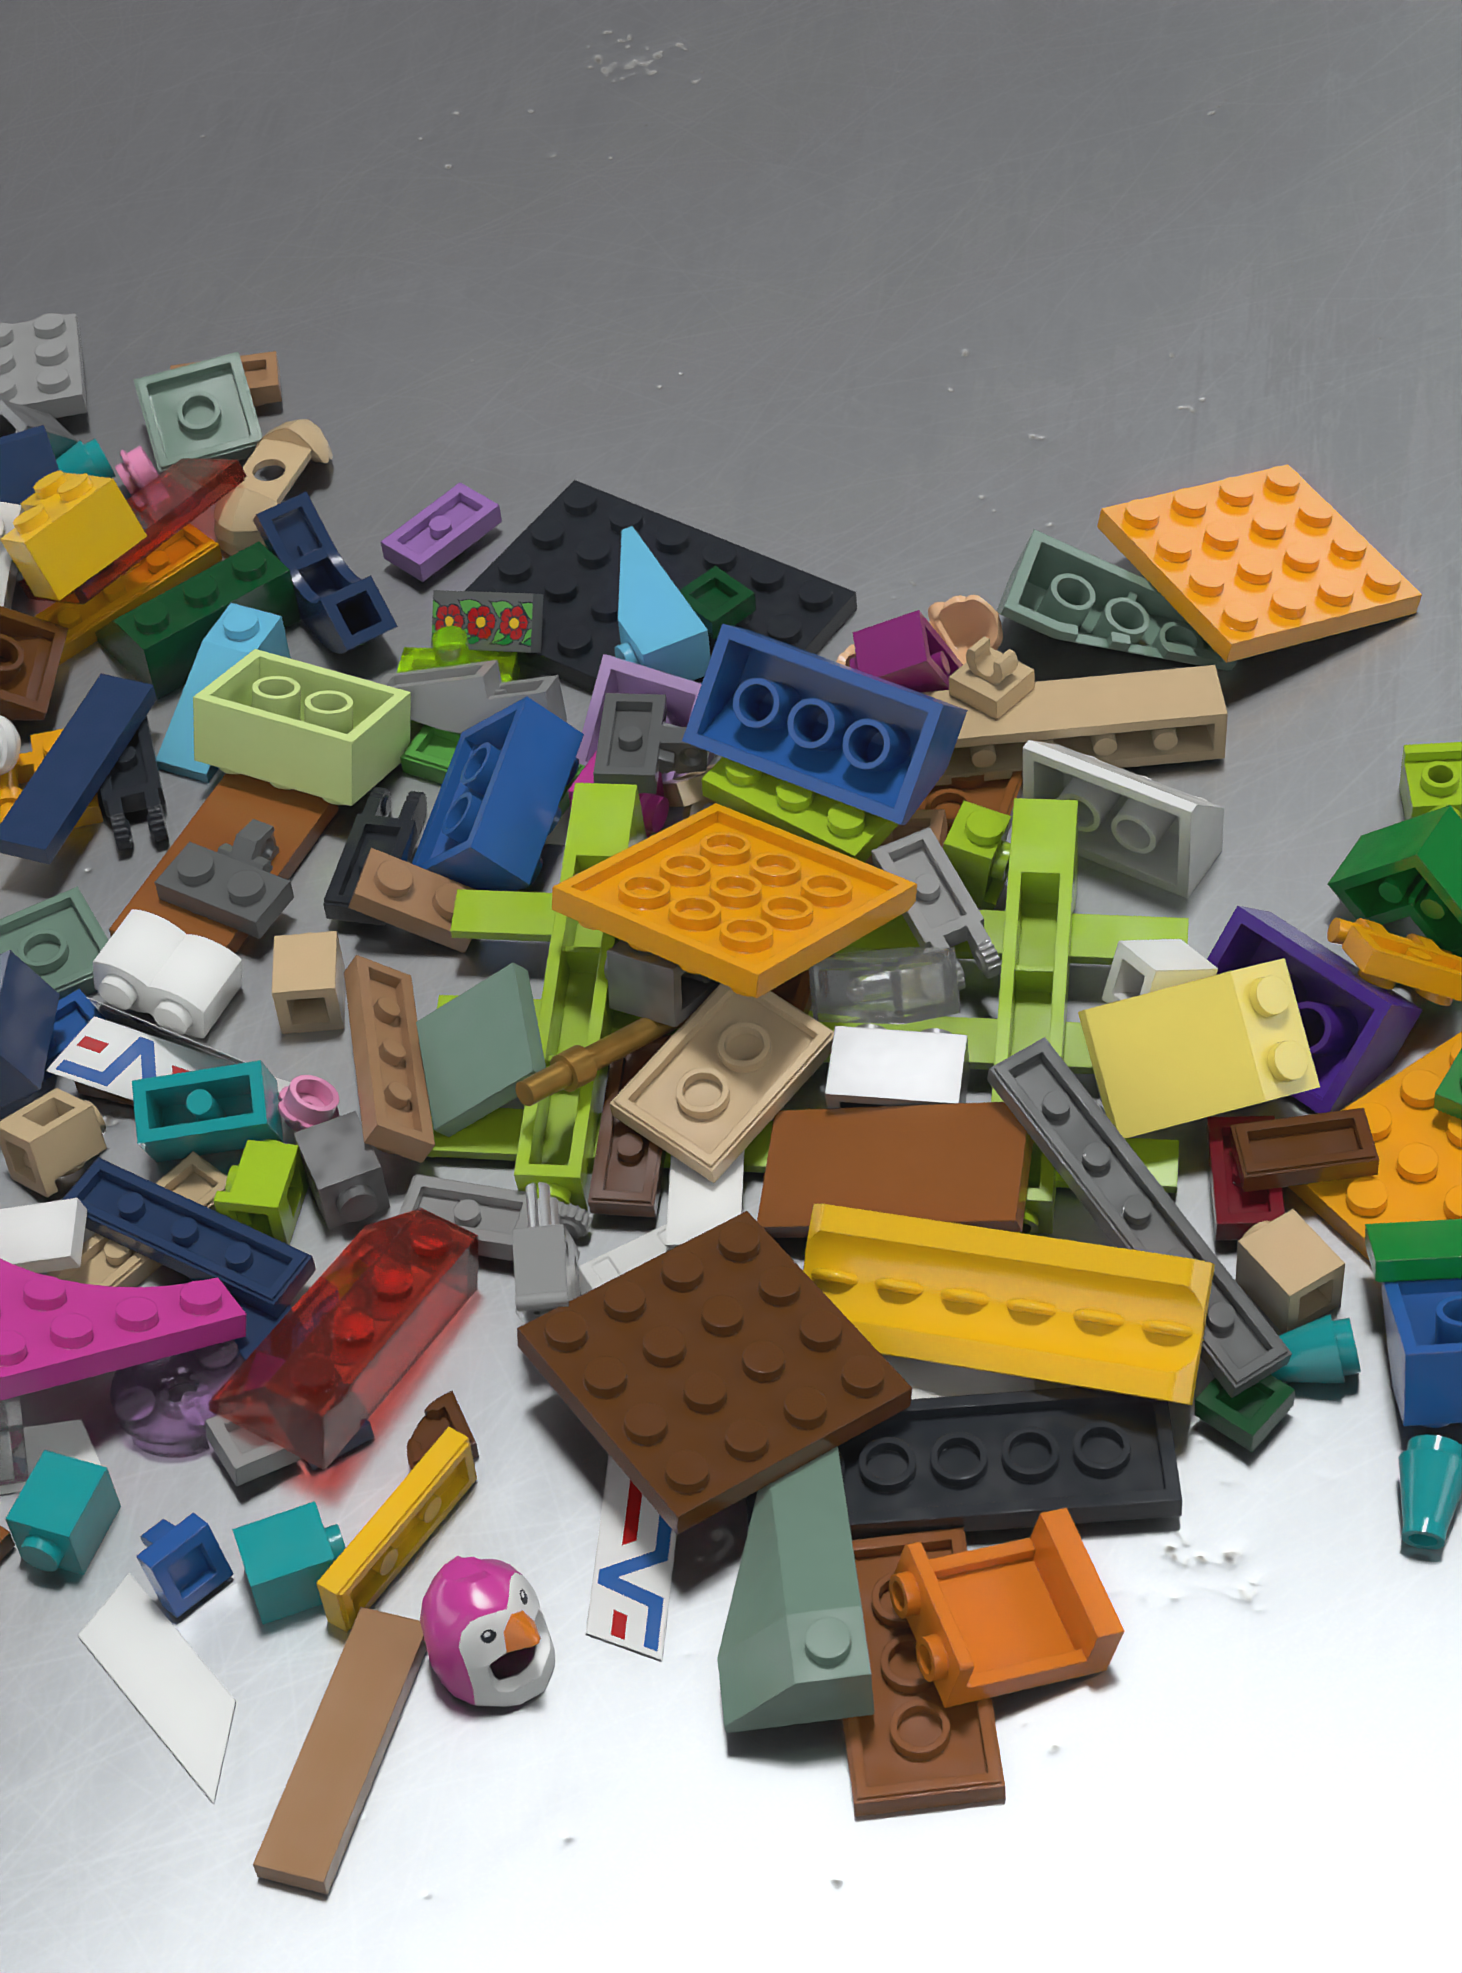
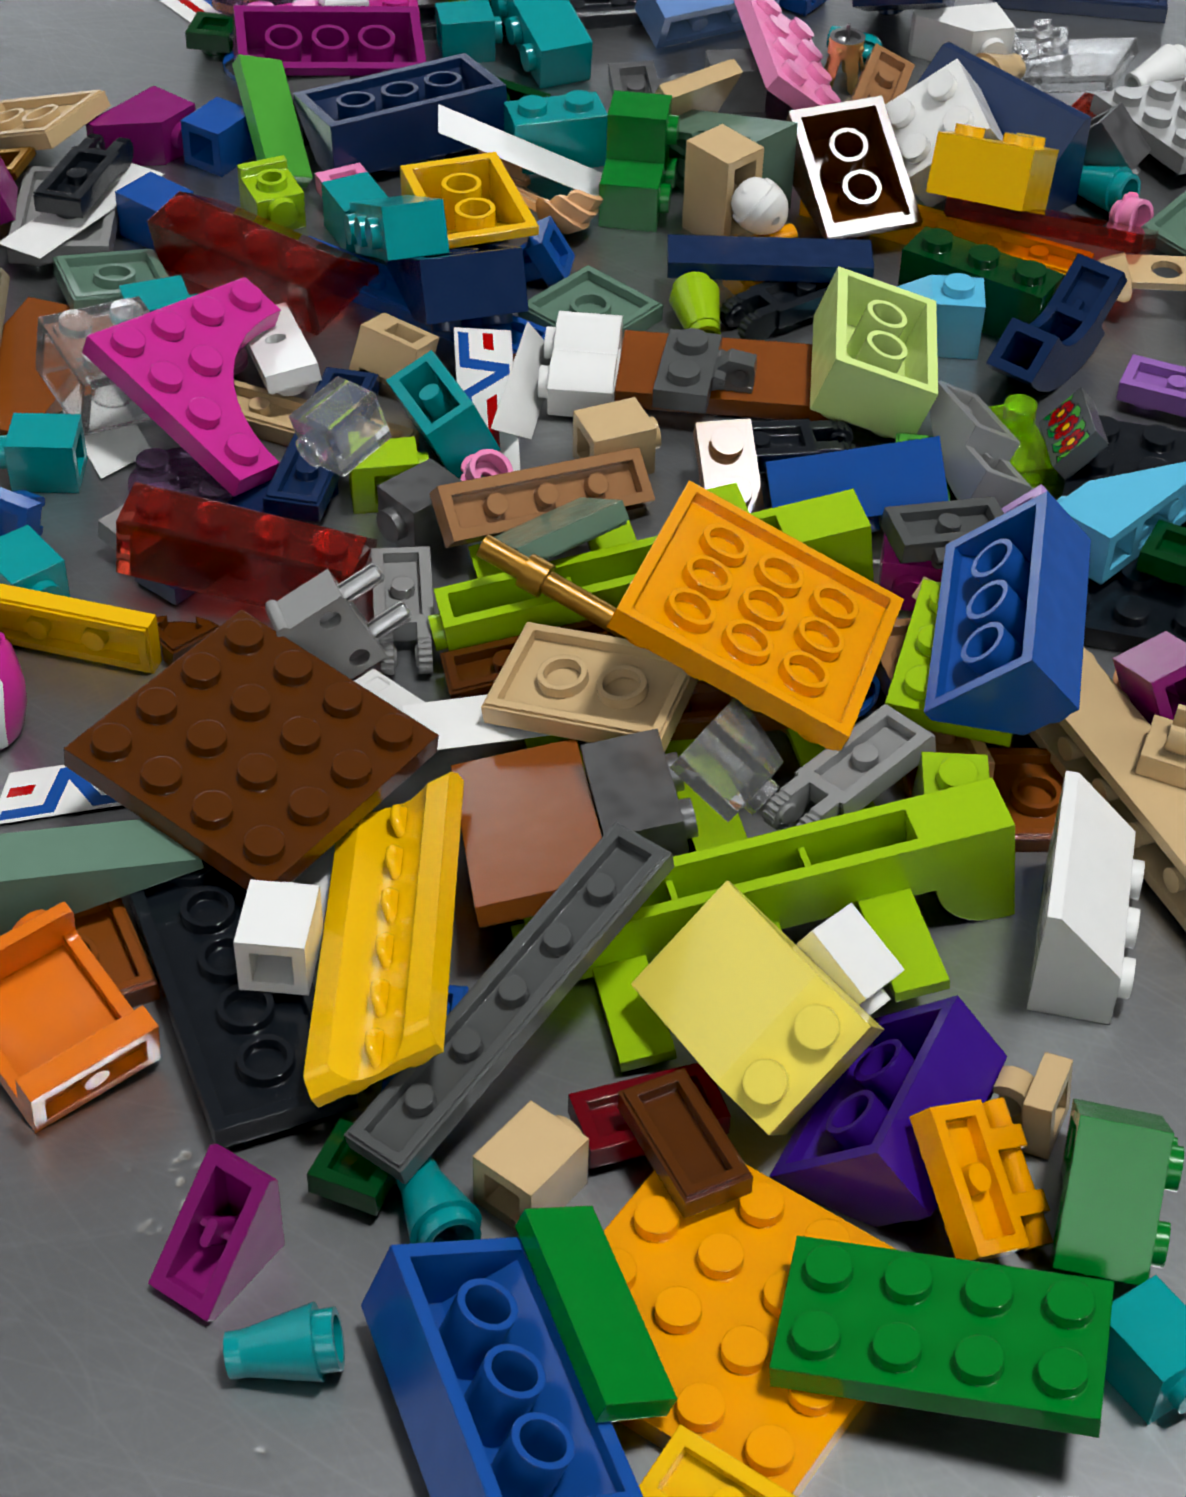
camera: 65 degrees right, 5 degrees down
(106, 857) = (696, 302): none -> lime cone
(232, 1190) = (339, 426): none -> clear brick
(980, 1389) = (279, 937): none -> white brick
(1302, 1516) = (221, 1235): none -> magenta slope
(1315, 903) = (1038, 1101): none -> tan tile

